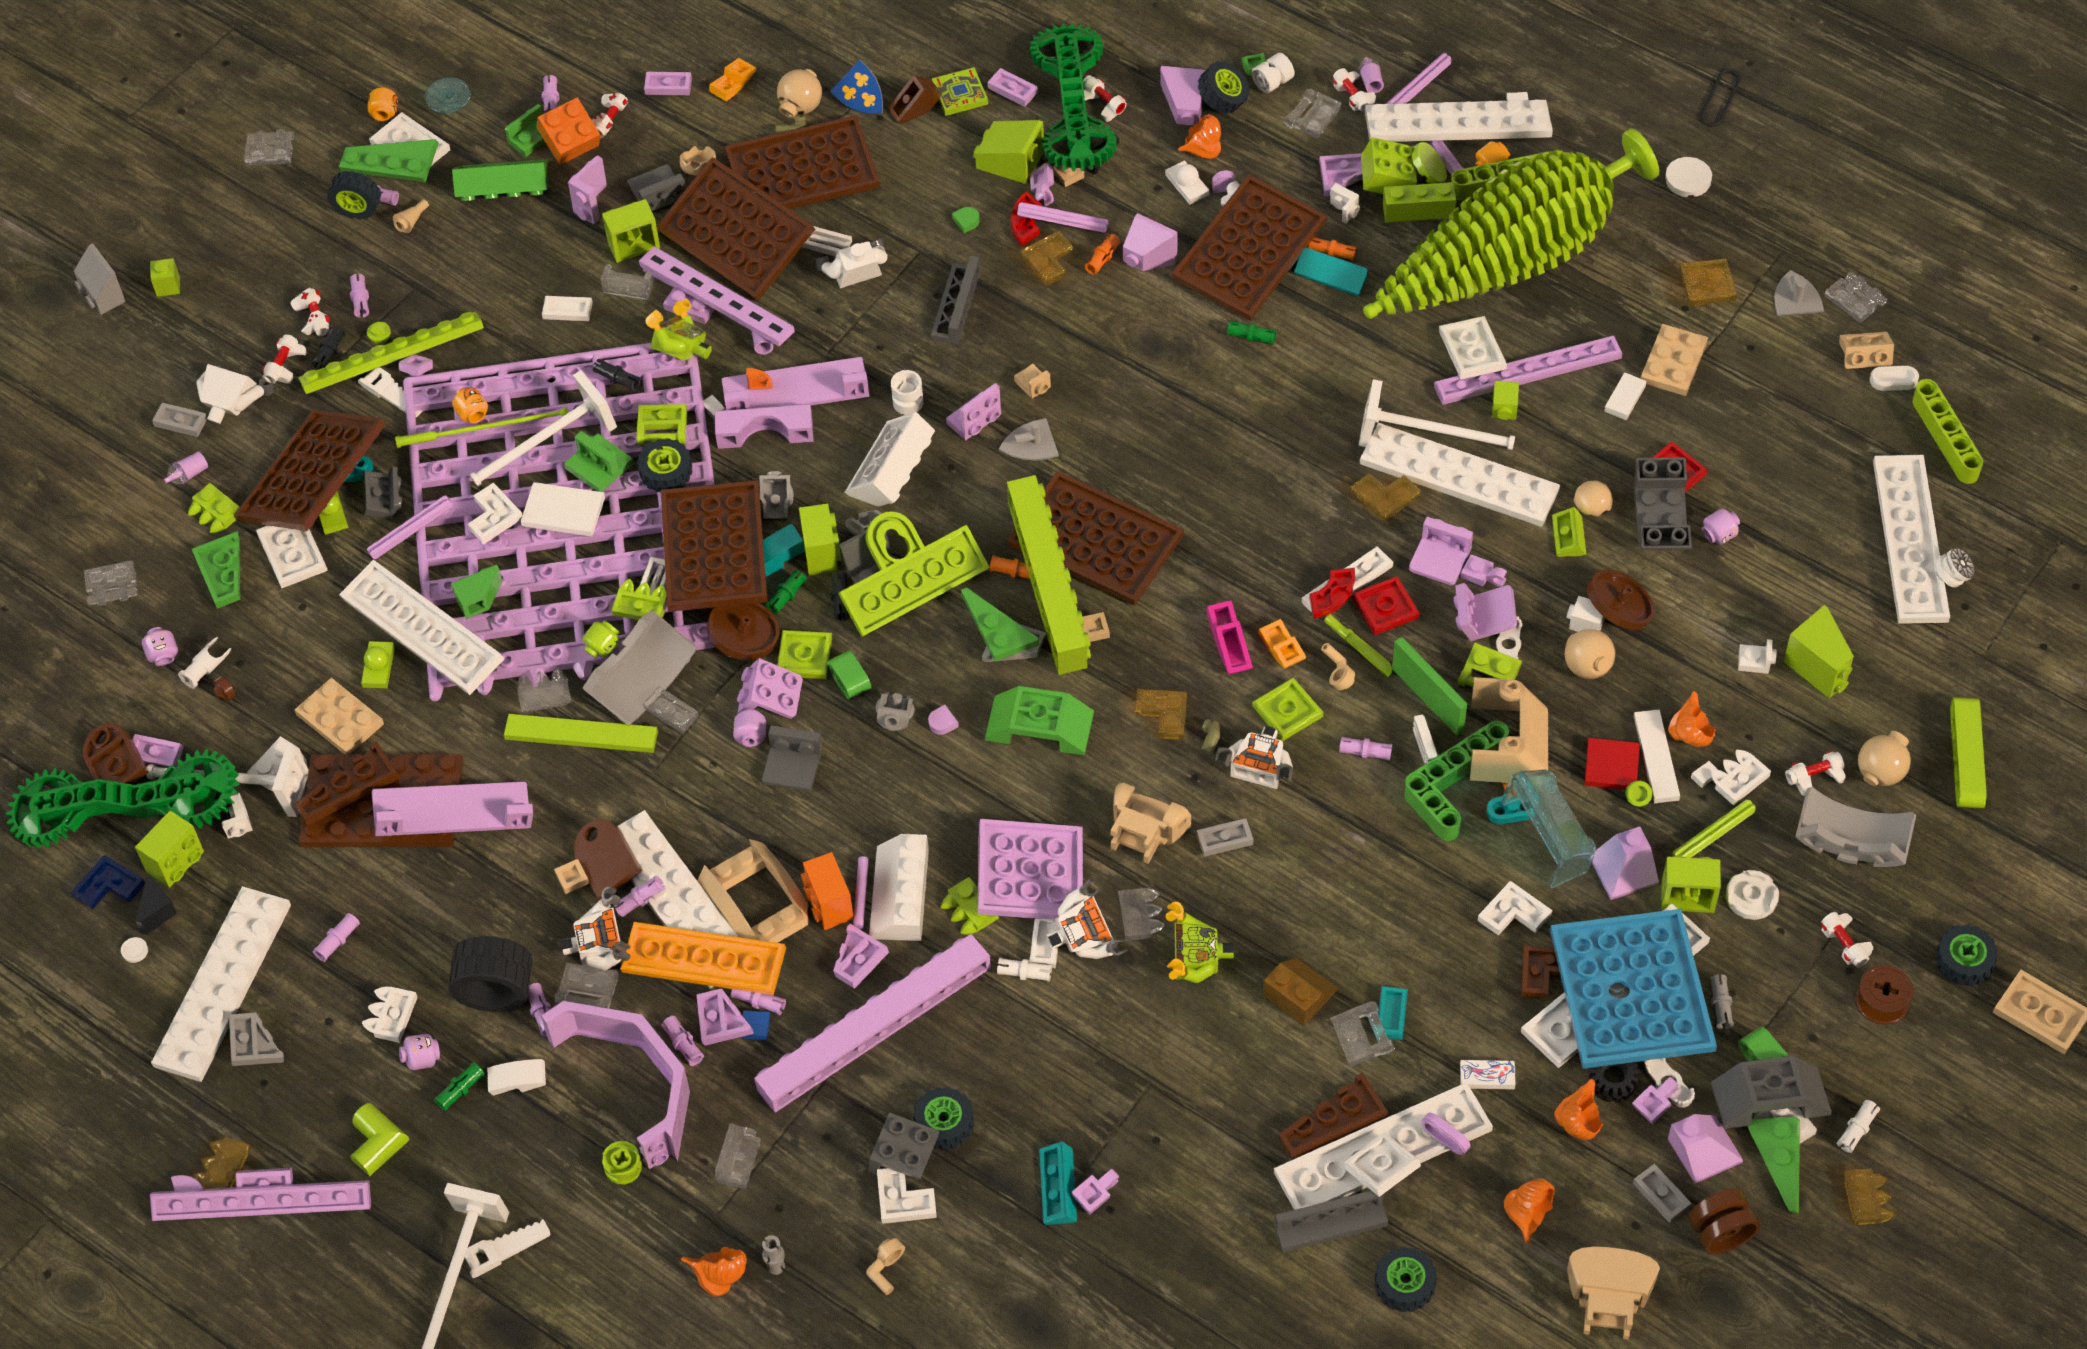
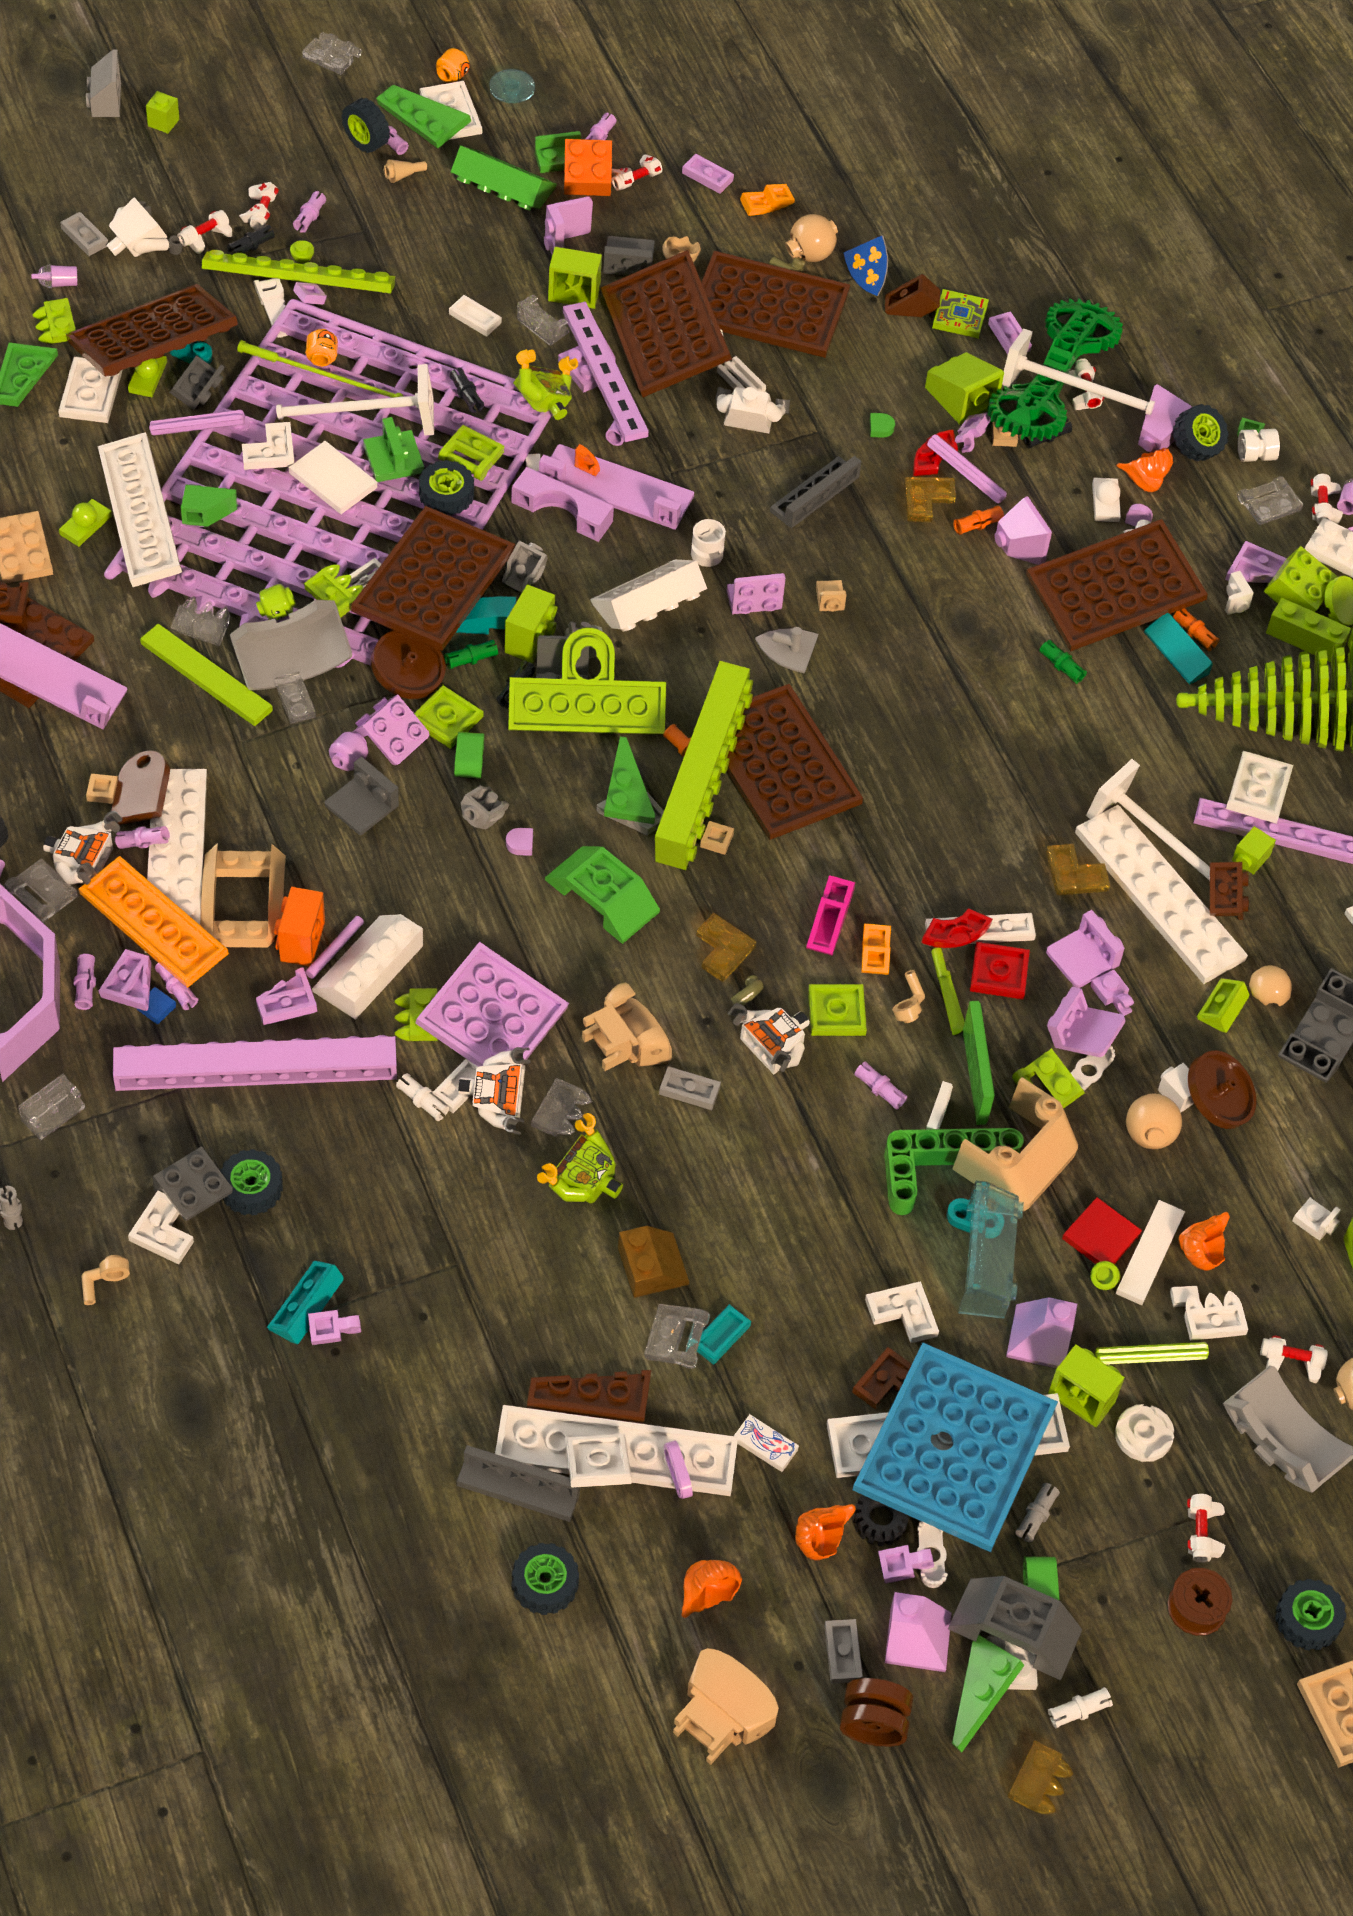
camera: 25 degrees right, 0 degrees up
(1042, 106) = (1017, 362): none -> white tile
(1510, 441) = (1227, 889): none -> reddish brown bracket

